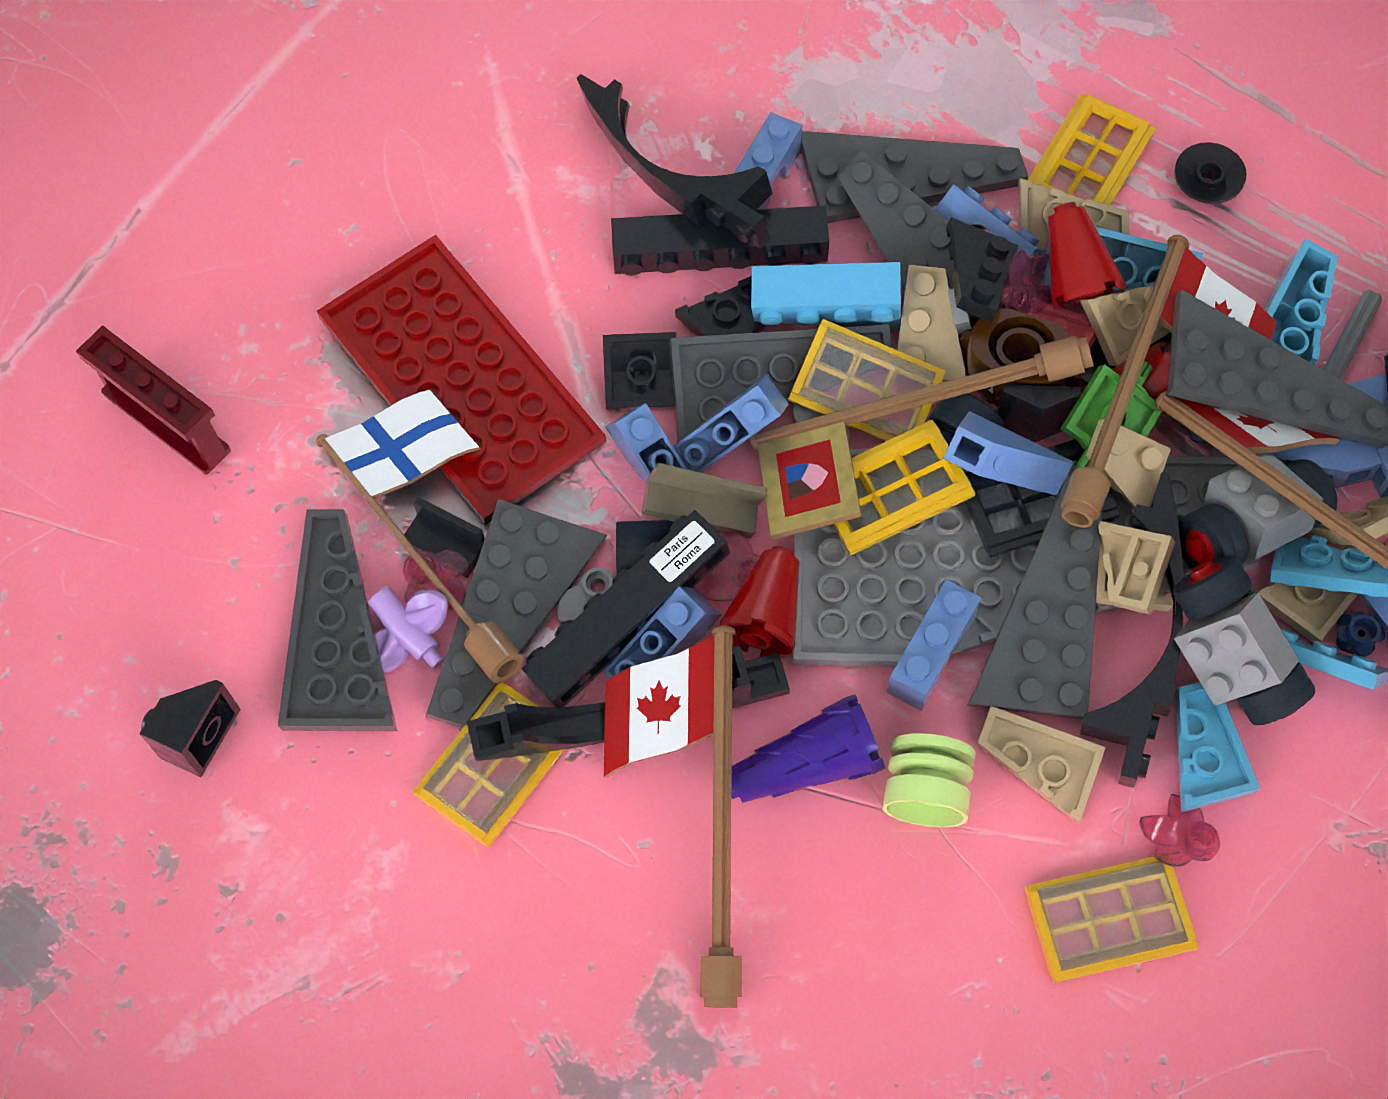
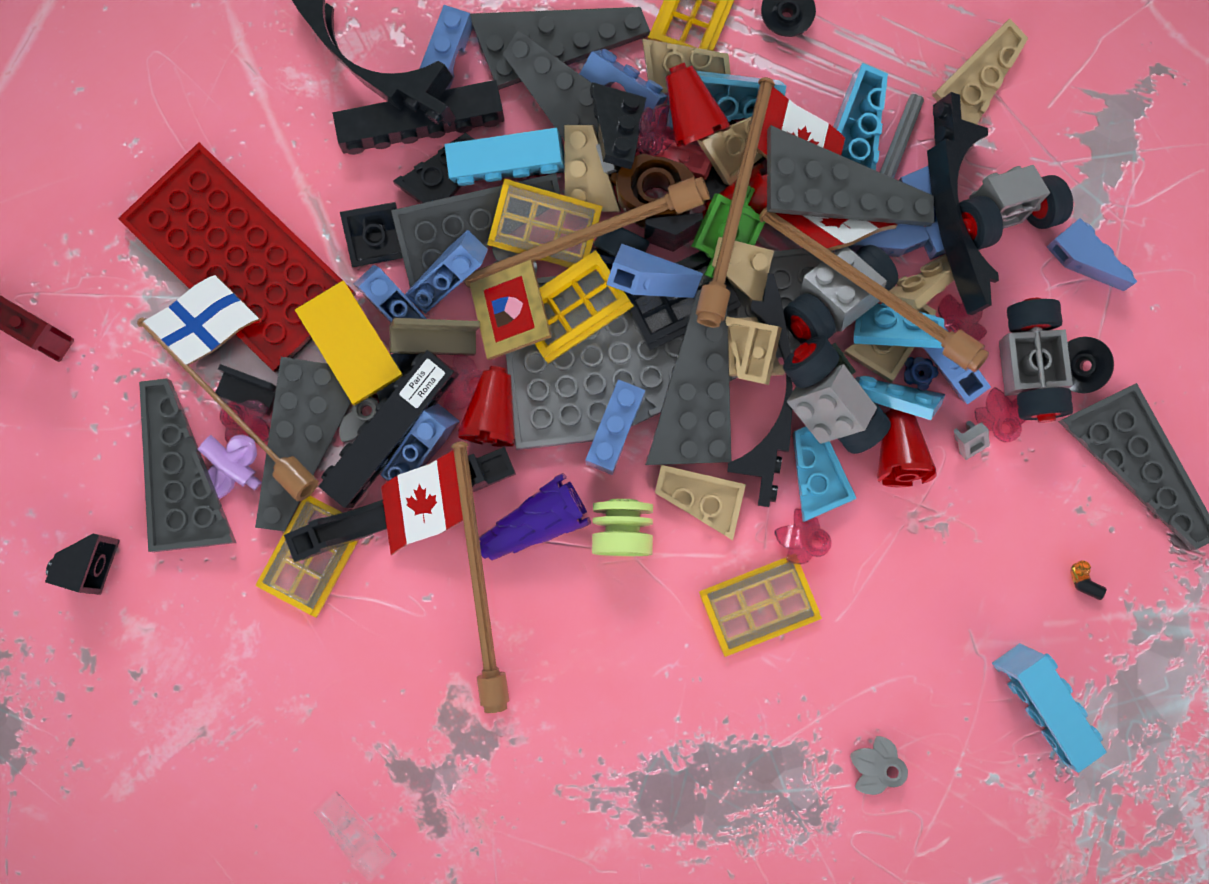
camera: 10 degrees left, 15 degrees up
(590, 495) = (348, 343): none -> yellow tile
(1332, 737) = (904, 453): none -> red cone

